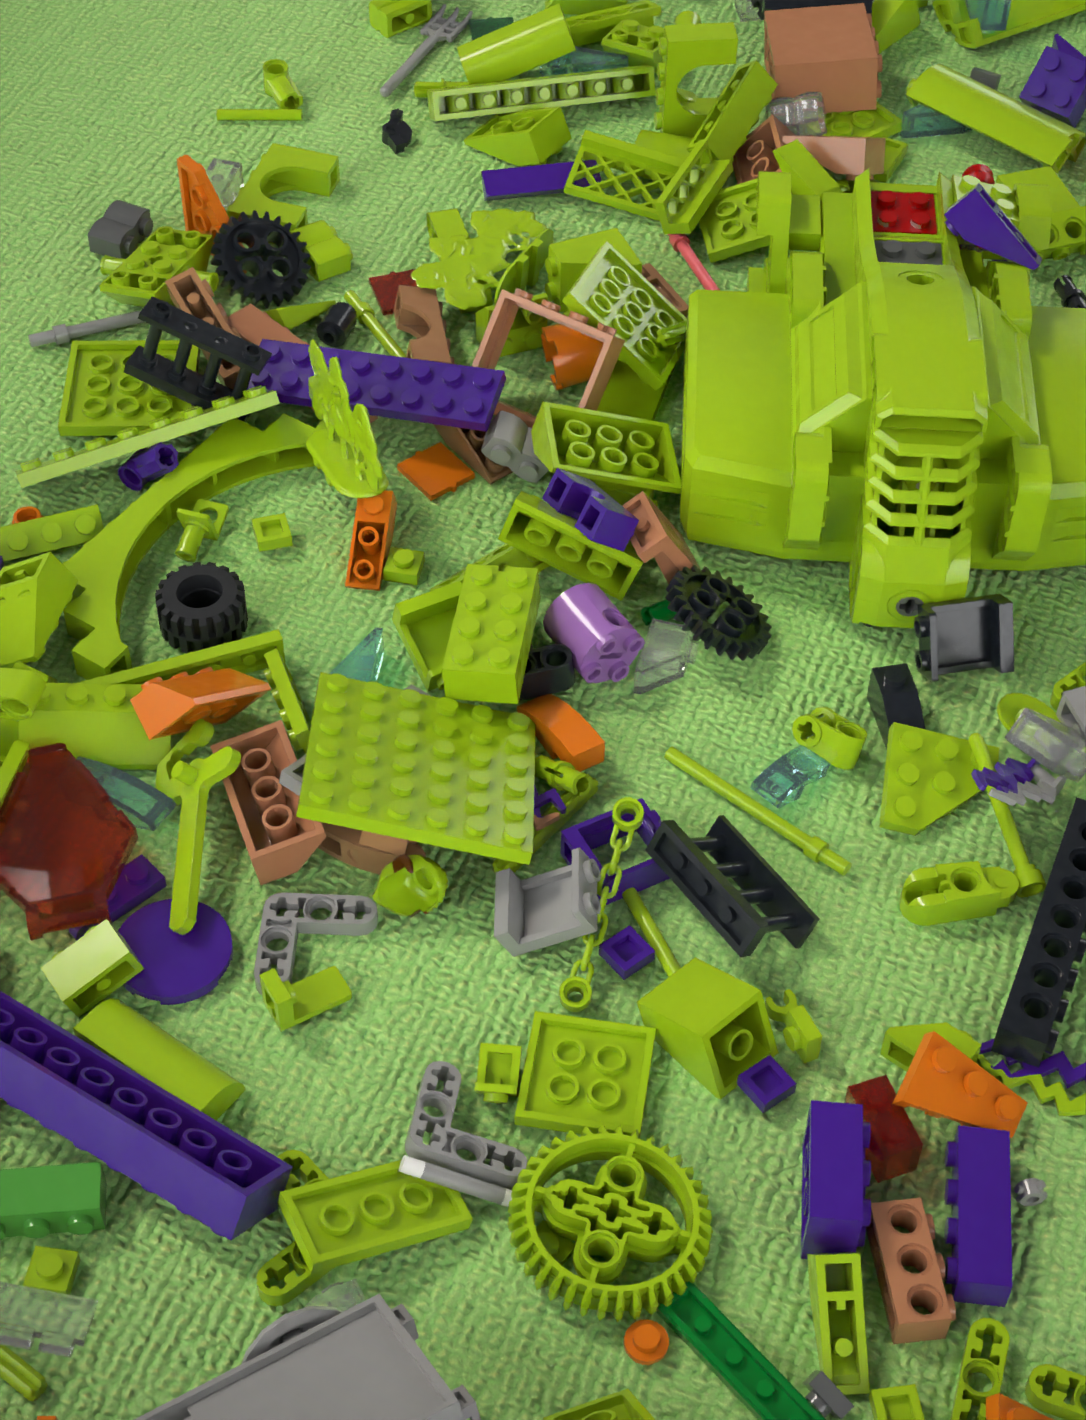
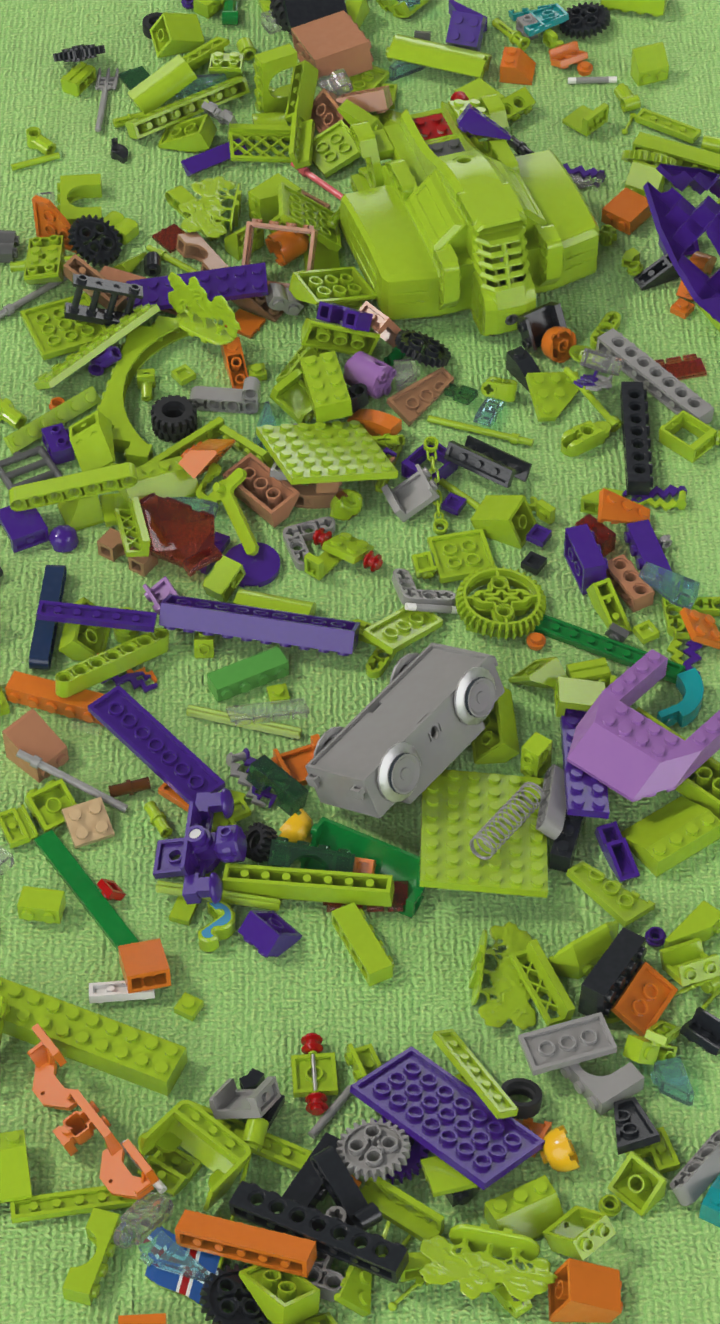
camera: 20 degrees left, 0 degrees up
(337, 609) = (228, 399): none -> light grey beam
(368, 982) = (348, 548): none -> lime plate
(577, 109) = (214, 111): none -> light grey plate
(667, 704) = (418, 397): none -> medium nougat wing
(727, 1146) = (534, 563): none -> black plate
(755, 726) = (463, 394): none -> clear green plate
(982, 678) = (557, 343): none -> orange cylinder
(999, 1326) = (672, 586): none -> clear light blue slope

